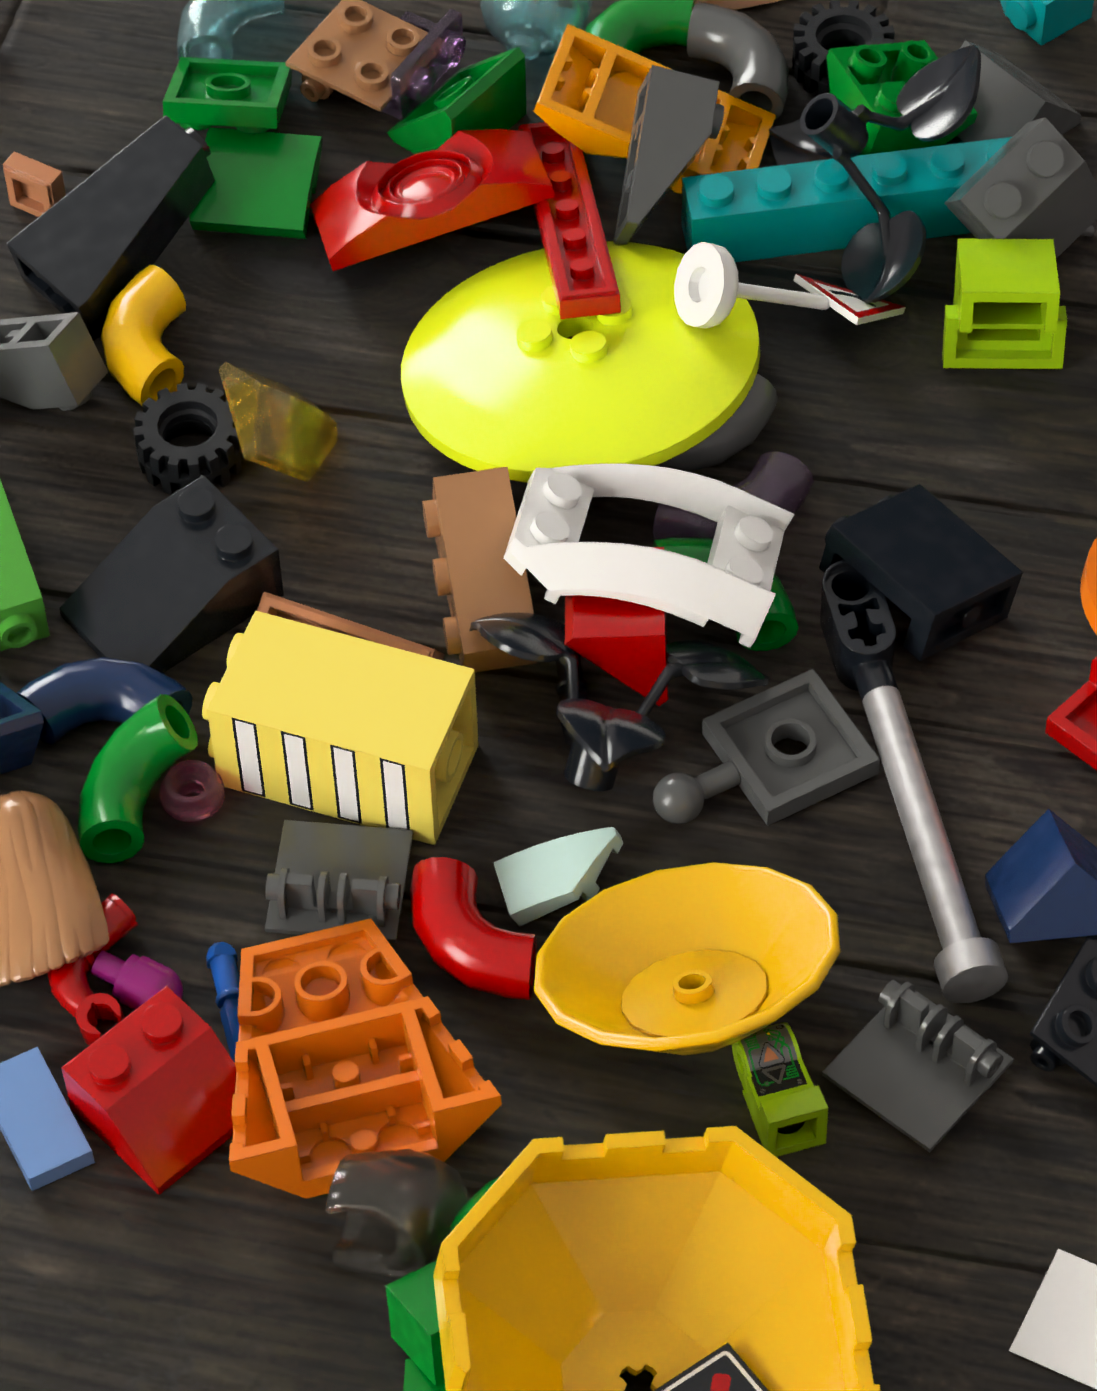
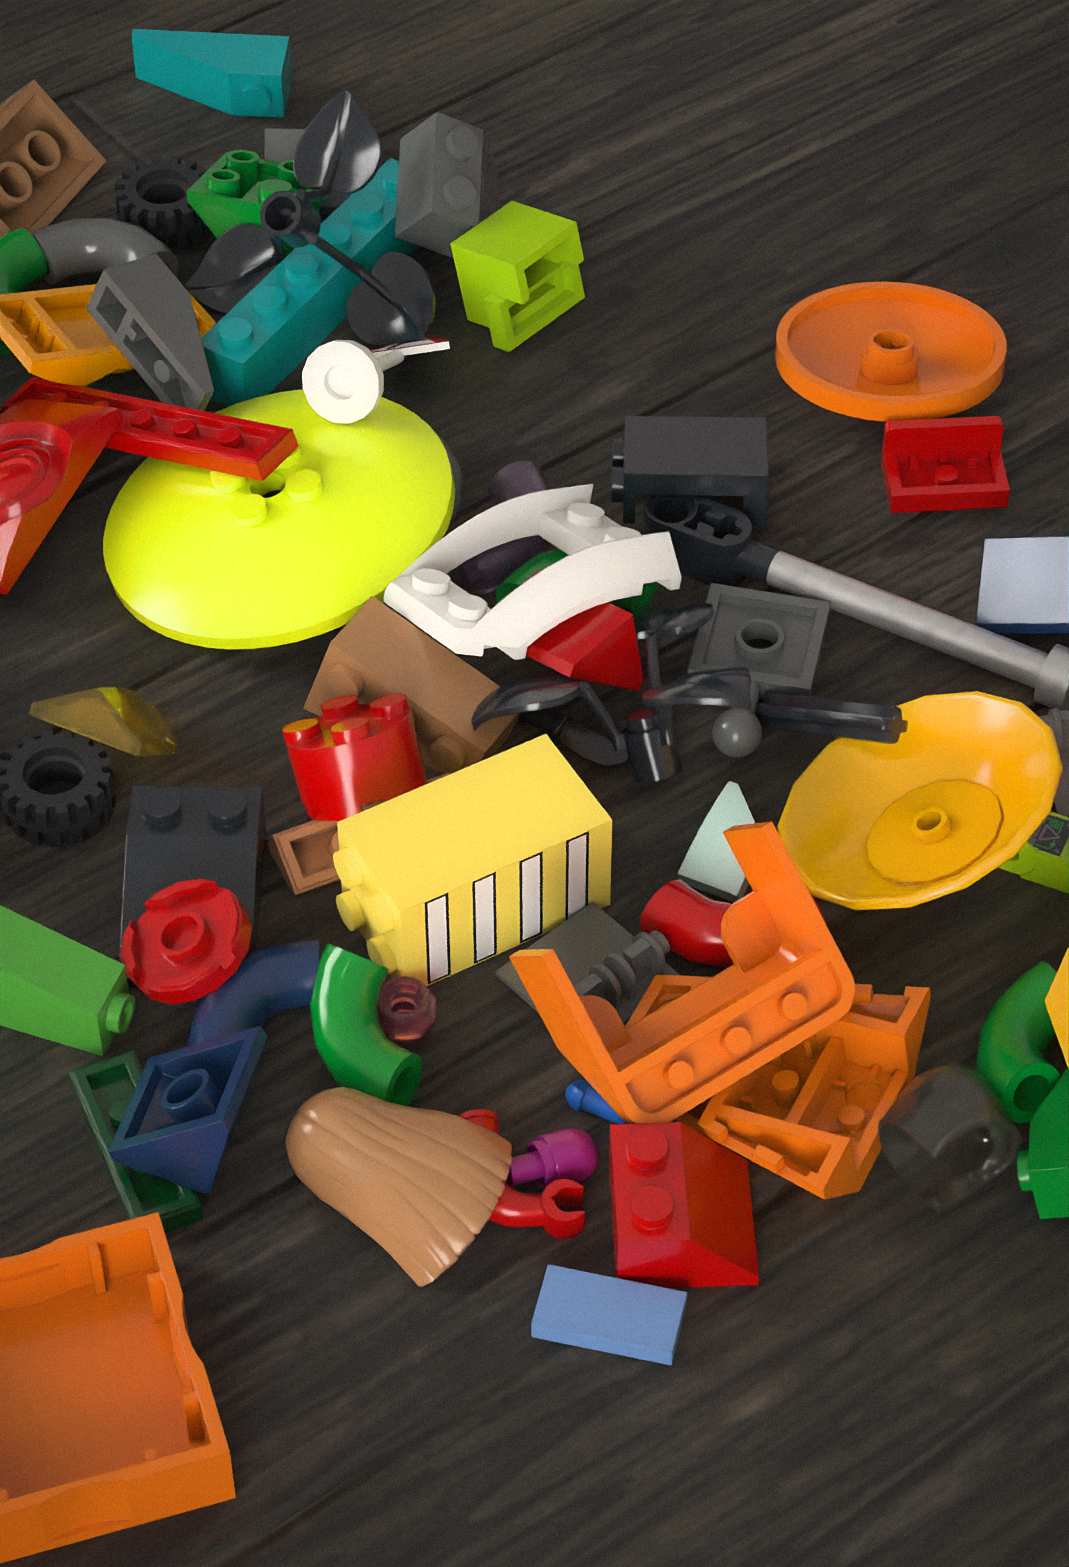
camera: 50 degrees left, 5 degrees down
(98, 615) = (186, 941): none -> red tile
(259, 978) = (774, 996): none -> orange windscreen
(370, 580) = (354, 755): none -> red brick
(735, 843) = (831, 717): none -> black axle

